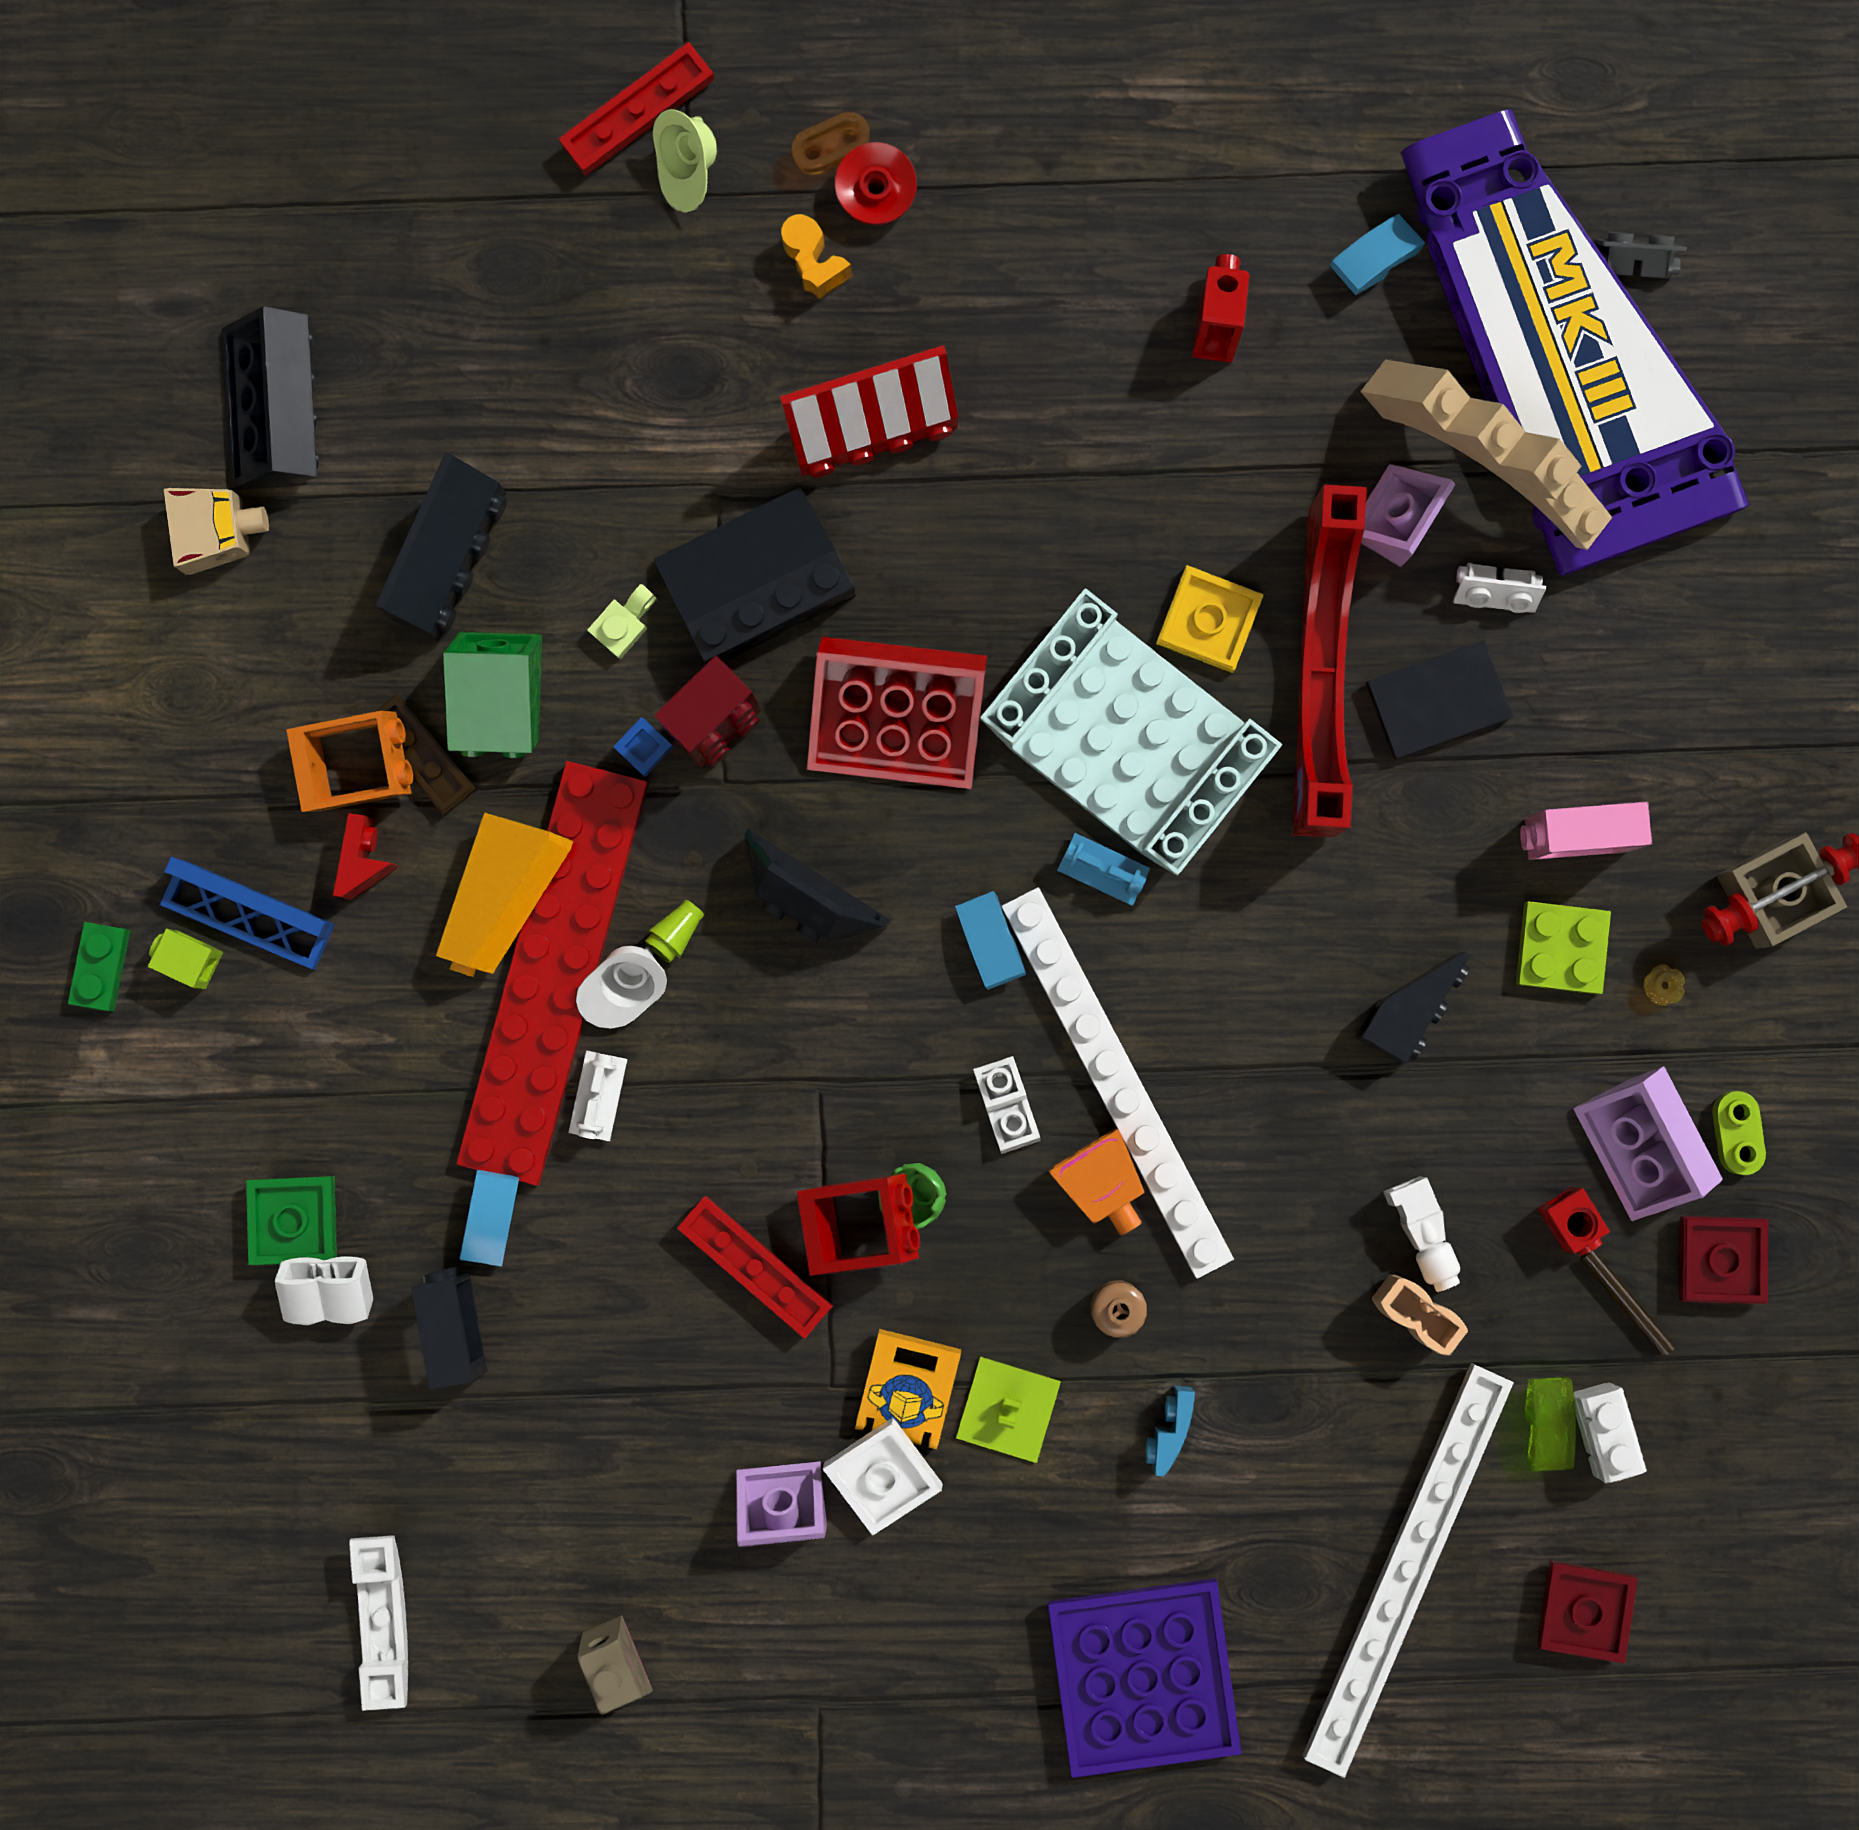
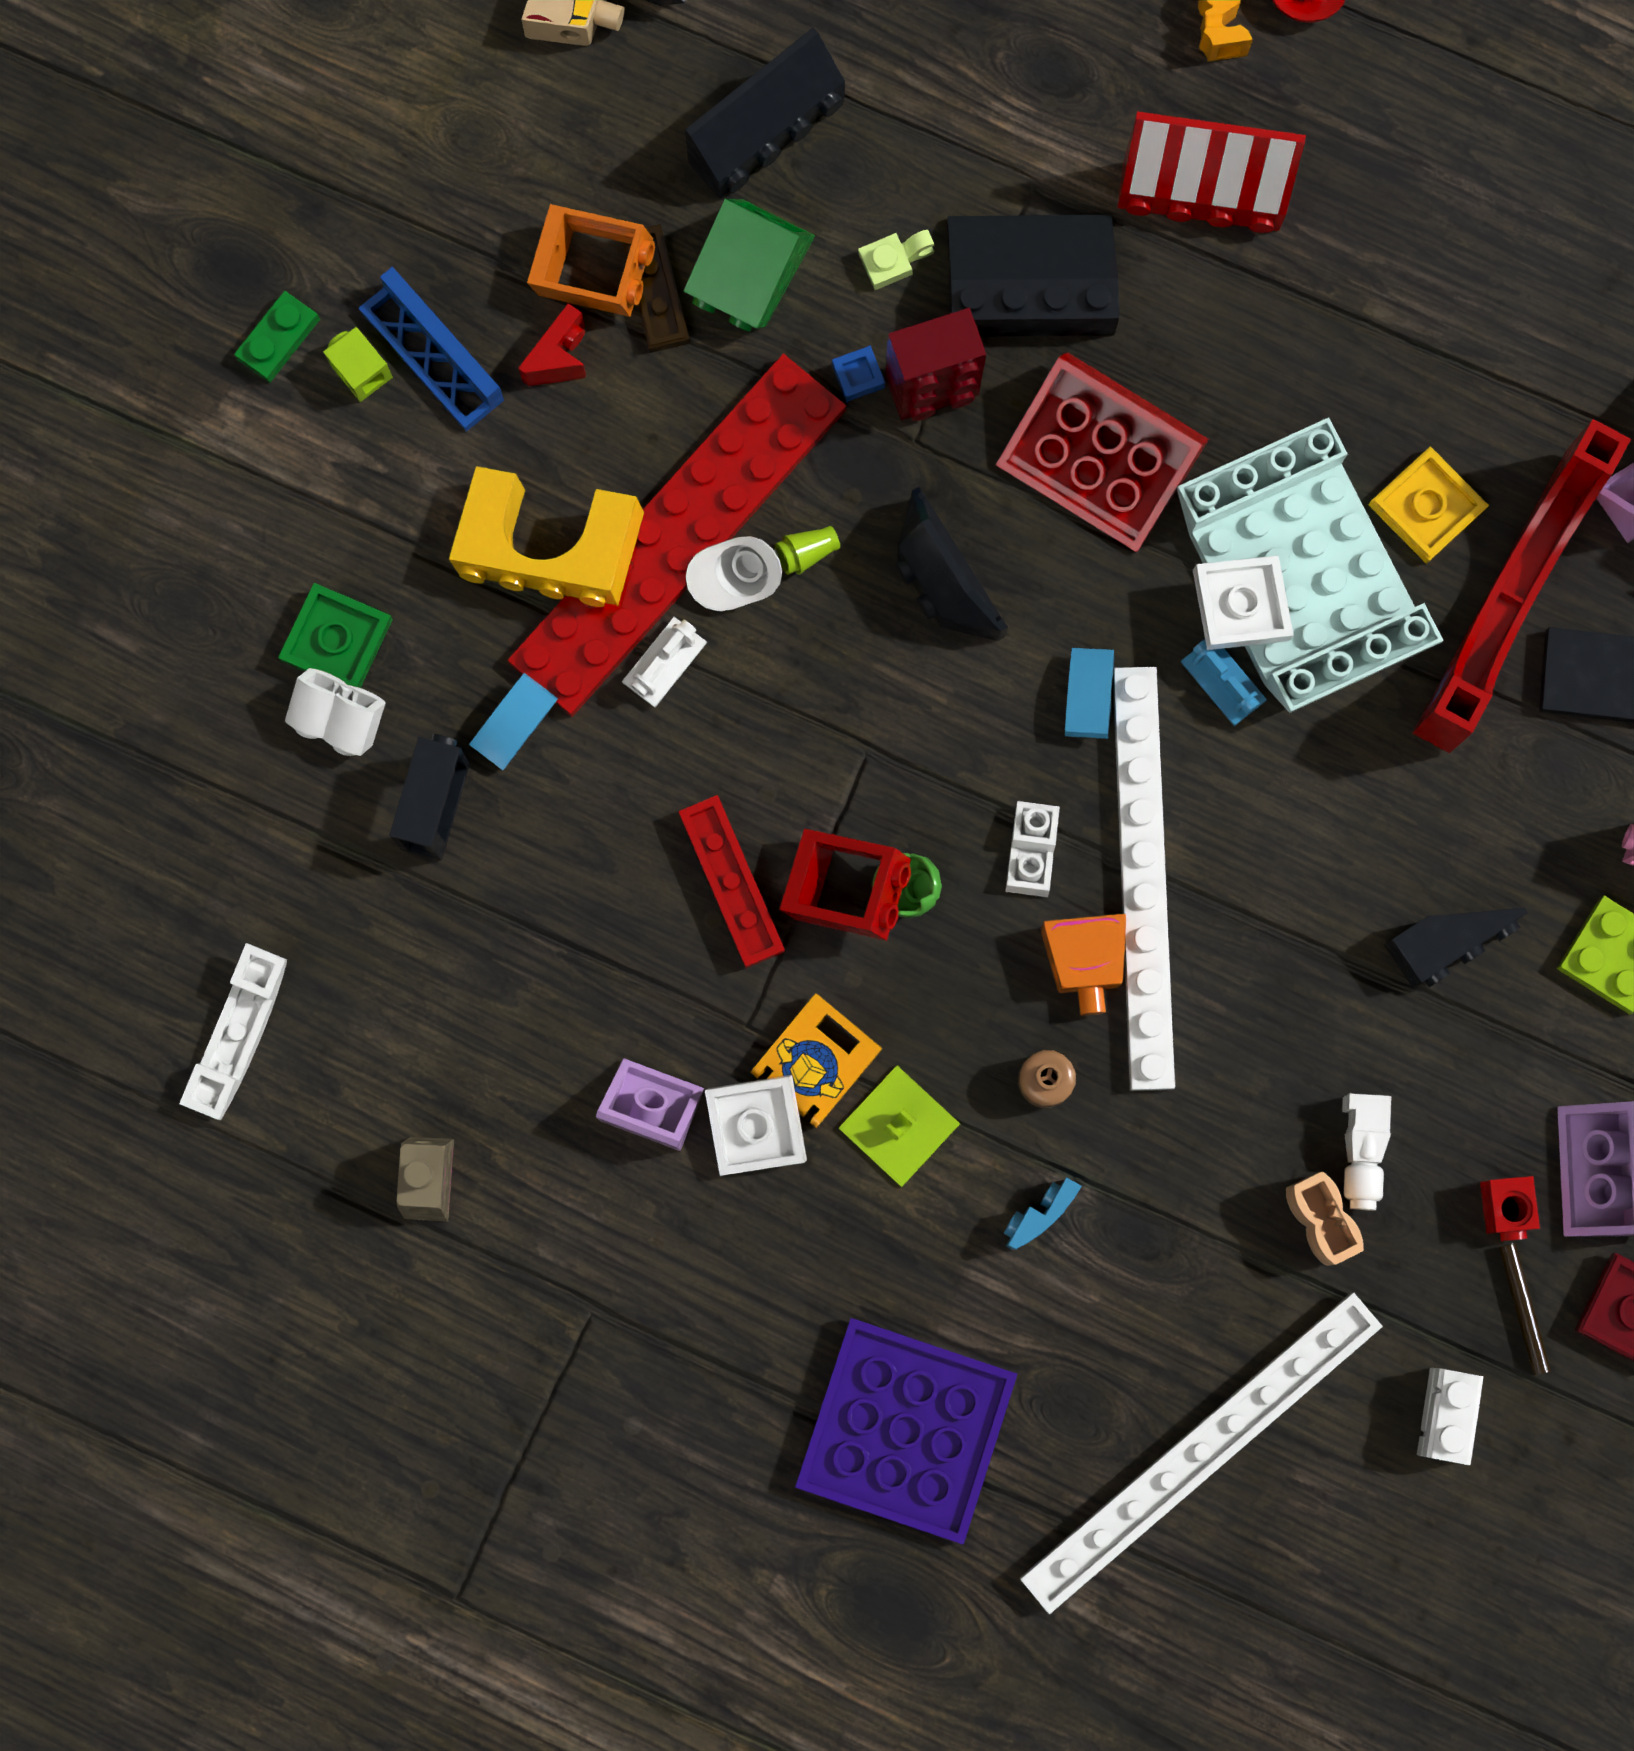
camera: 25 degrees right, 5 degrees down
(492, 1046) = (589, 571): none -> yellow arch
(499, 891) = (669, 434): light orange slope -> none
(1088, 796) = (1243, 602): none -> white plate
(1221, 310) = (1575, 227): red torso -> none
(1552, 1422) = (1401, 1383): clear neon green slope -> none
(1587, 1612) = (1351, 1575): dark red plate -> none

